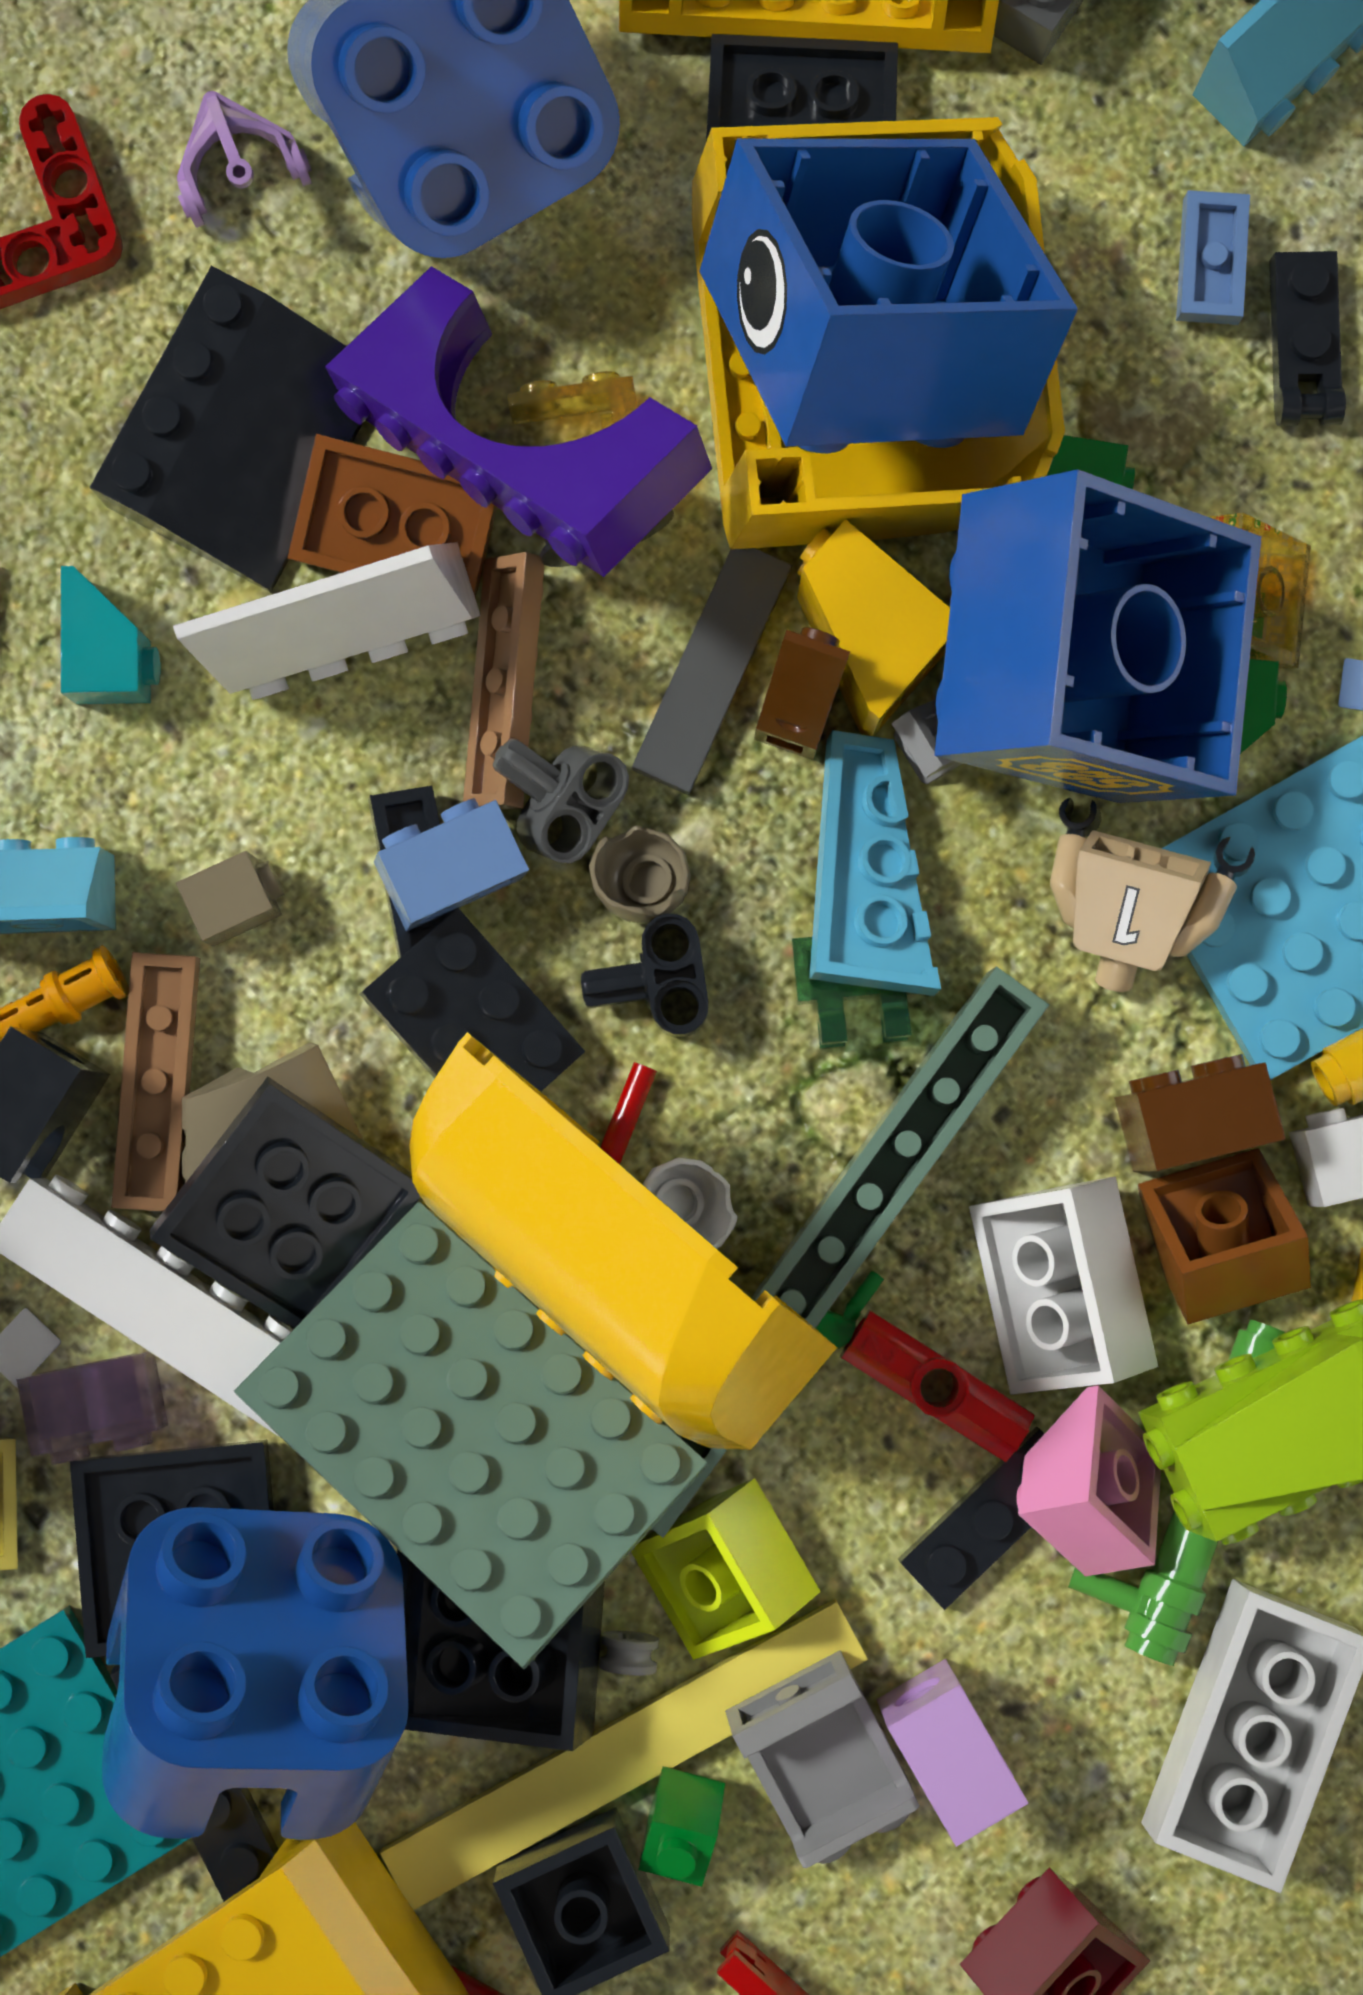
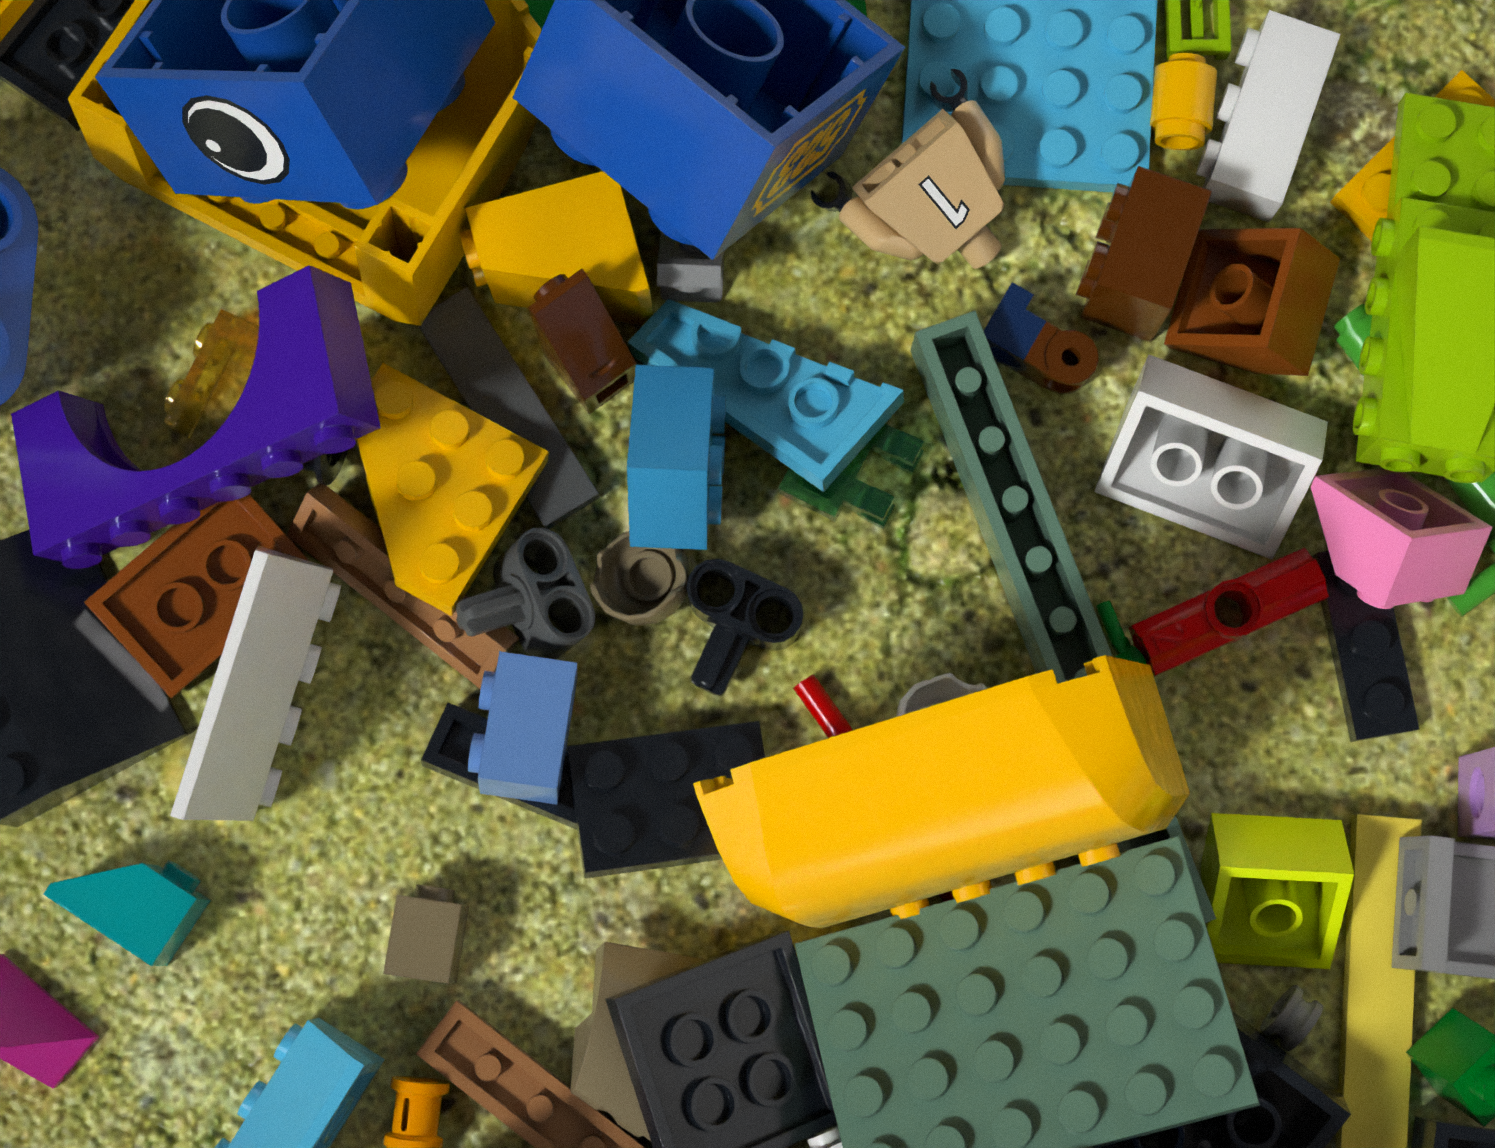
camera: 55 degrees left, 5 degrees down
(606, 657) = (441, 486): none -> yellow plate
(754, 835) = (675, 457): none -> dark azure brick
(1058, 1077) = (1038, 349): none -> leg

